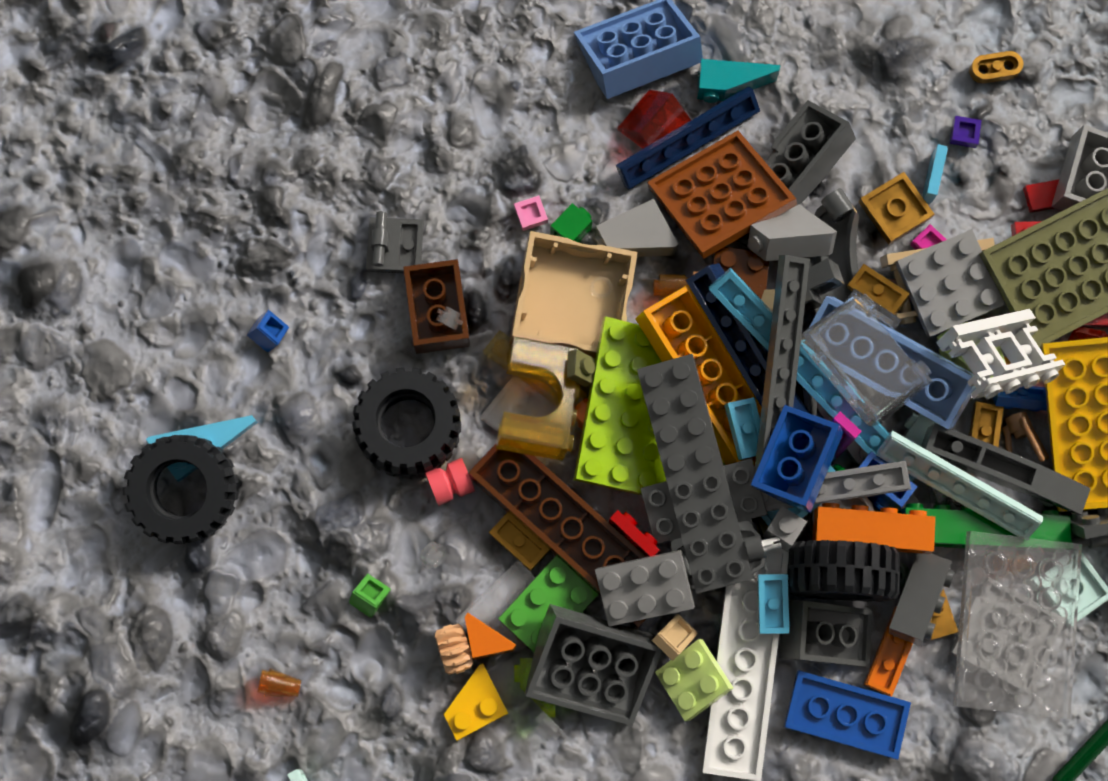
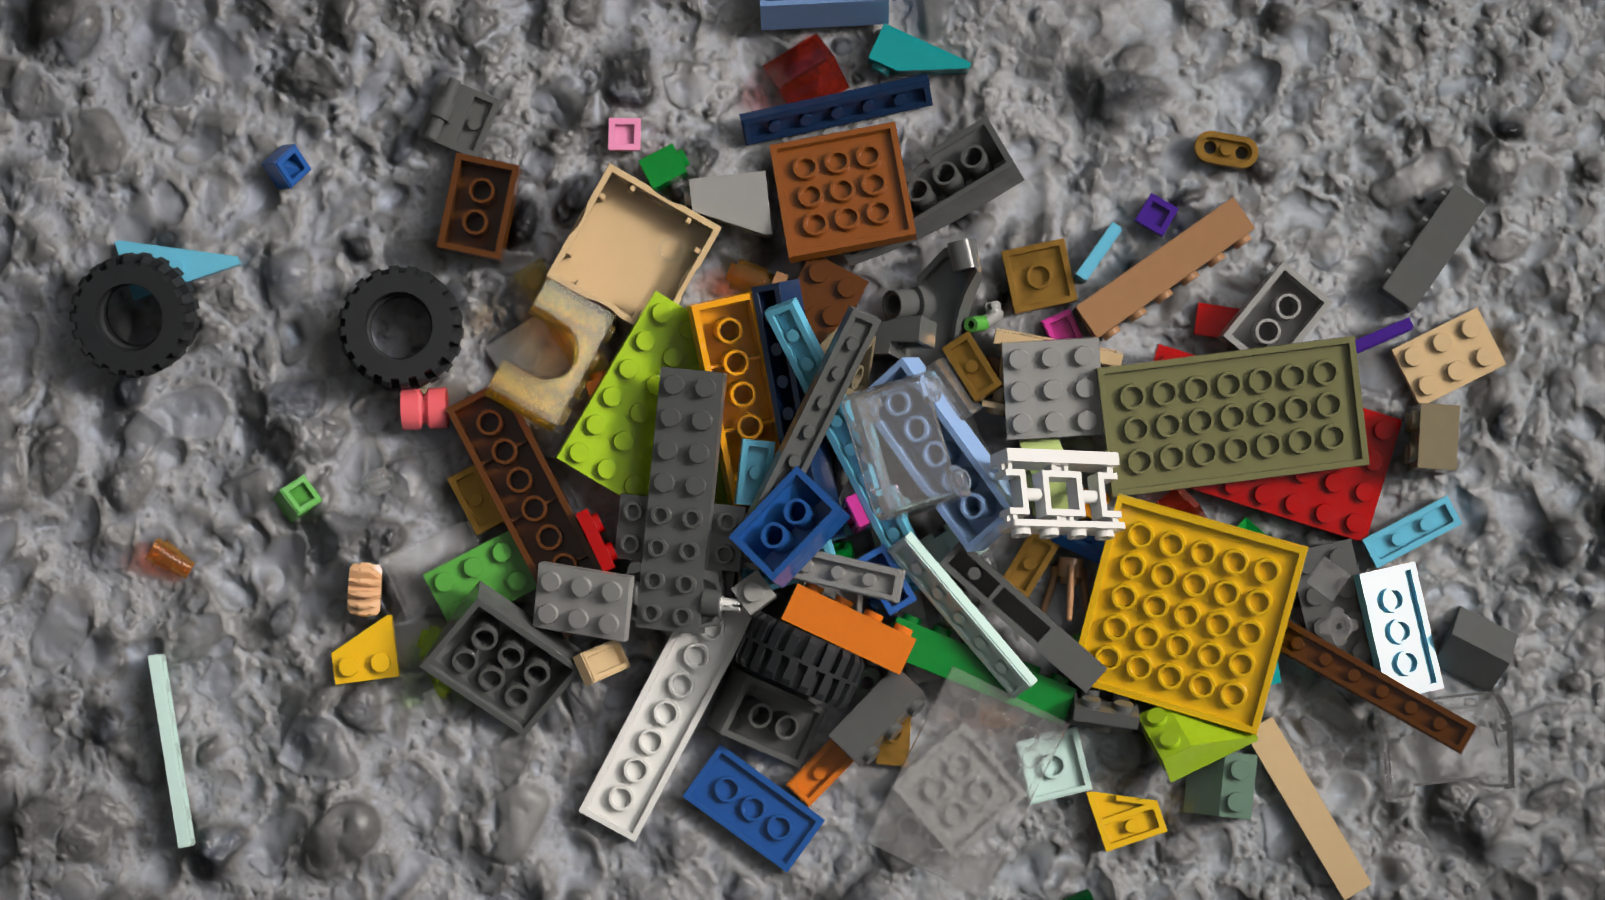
camera: 20 degrees right, 10 degrees up
(449, 317) = (484, 231): clear plate -> none
(485, 640) = (400, 592): orange slope -> none
(580, 368) = (607, 338): olive plate -> none
(694, 680) = (604, 713): yellowish green plate -> none
(773, 603) = (713, 666): medium azure plate -> none
(792, 234) = (897, 272): light grey slope -> none
(872, 251) = (983, 322): none -> arm
(990, 168) = (1165, 268): none -> medium nougat brick

